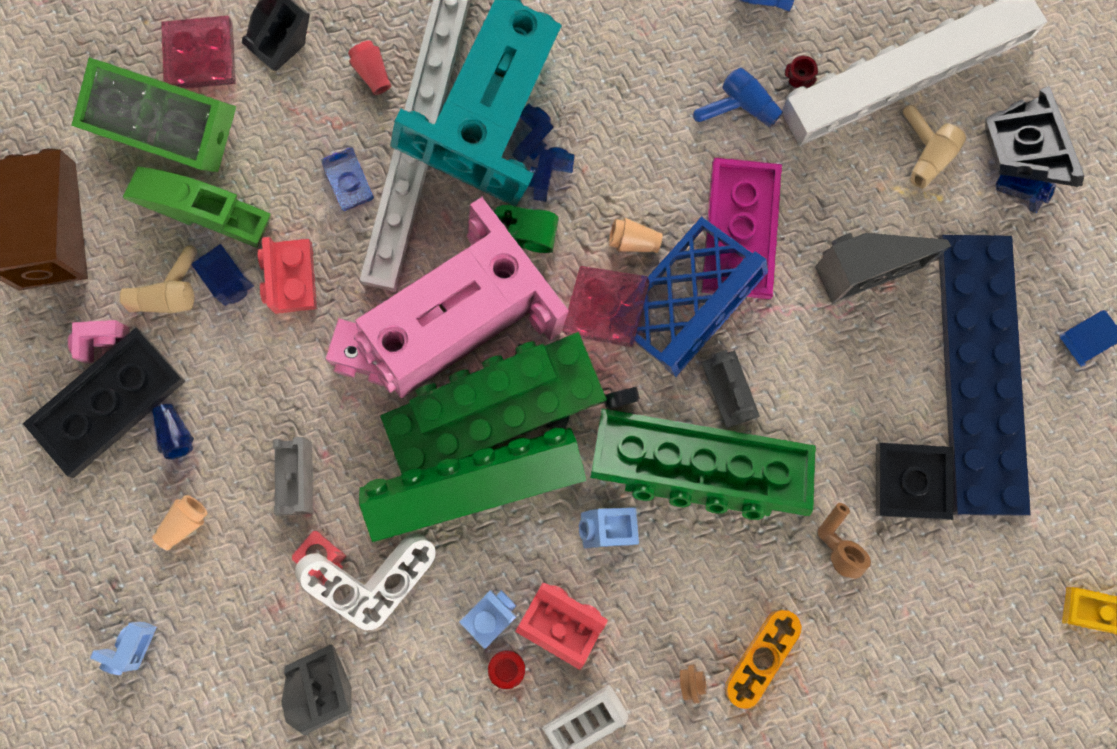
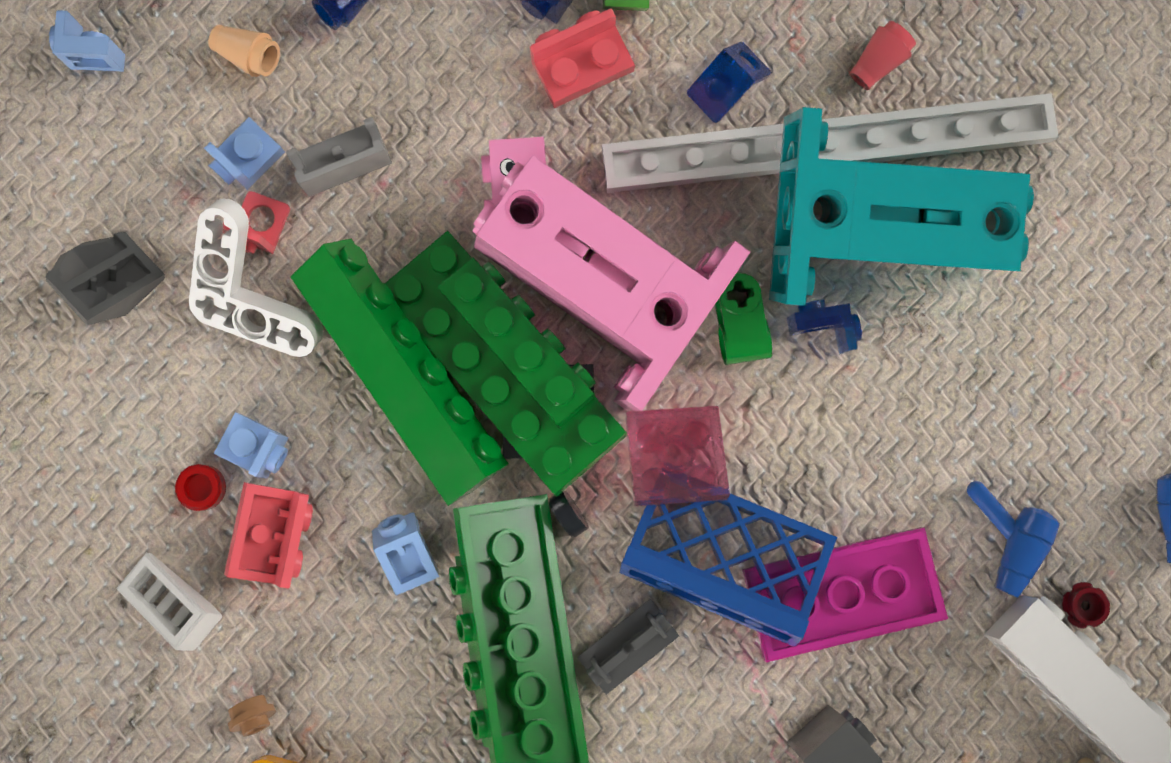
camera: 70 degrees right, 5 degrees up
(262, 550) = (244, 154): none -> light blue bracket
(533, 142) = (857, 292): clear blue bracket -> none
(634, 237) = (780, 460): light nougat cone -> none

